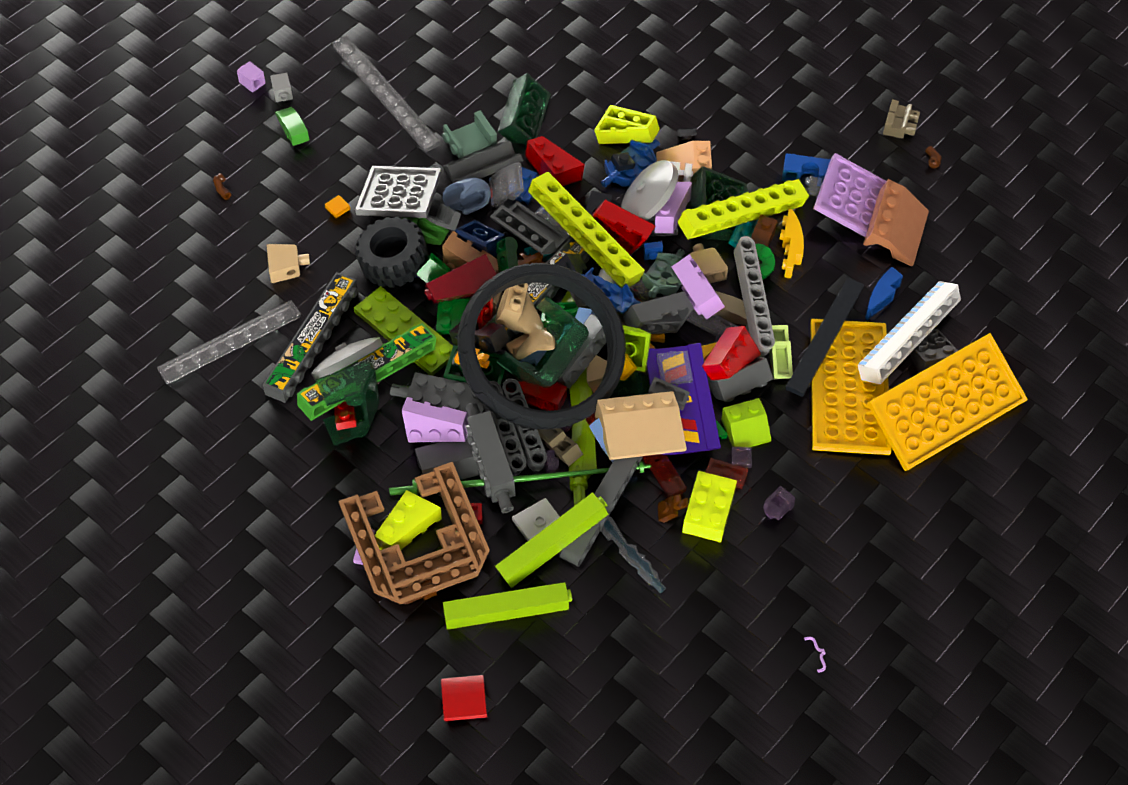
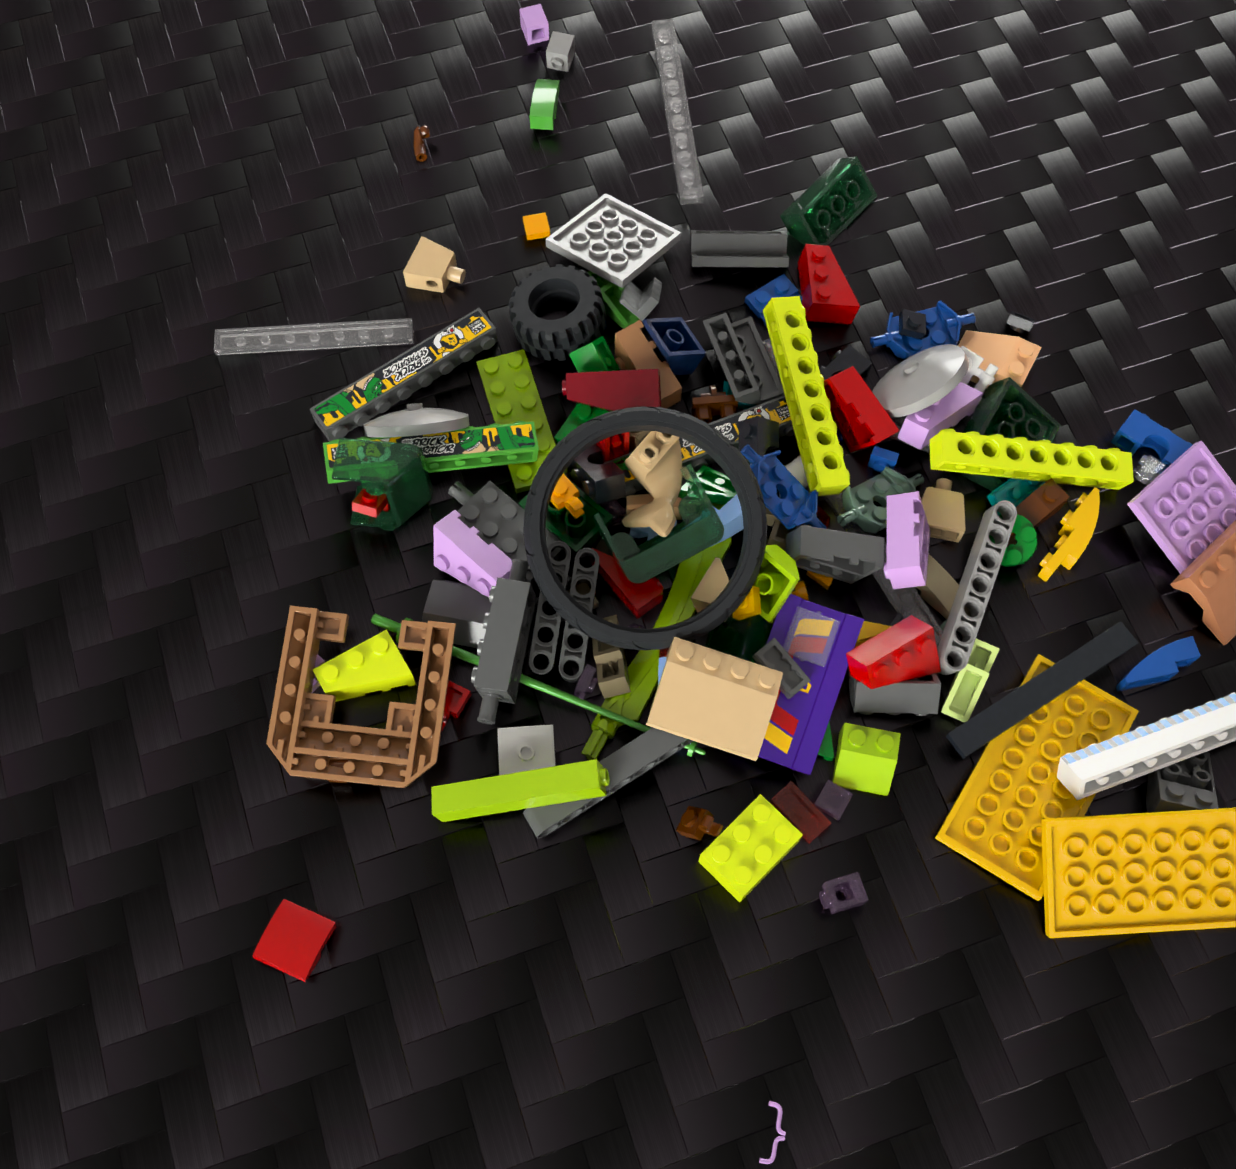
camera: 30 degrees right, 10 degrees up
(467, 195) = (693, 280): sand blue hair -> none
(470, 137) = (744, 209): sand green panel -> none
(506, 184) = (749, 288): clear slope -> none
(506, 253) = (689, 385): dark green leg -> none
(506, 605) = (418, 845): lime brick -> none
(589, 349) = (707, 561): dark grey brick -> none
(624, 125) = (943, 278): neon yellow wedge -> none
(631, 554) = (614, 858): clear sword -> none
(666, 474) = (721, 779): clear red plate -> none

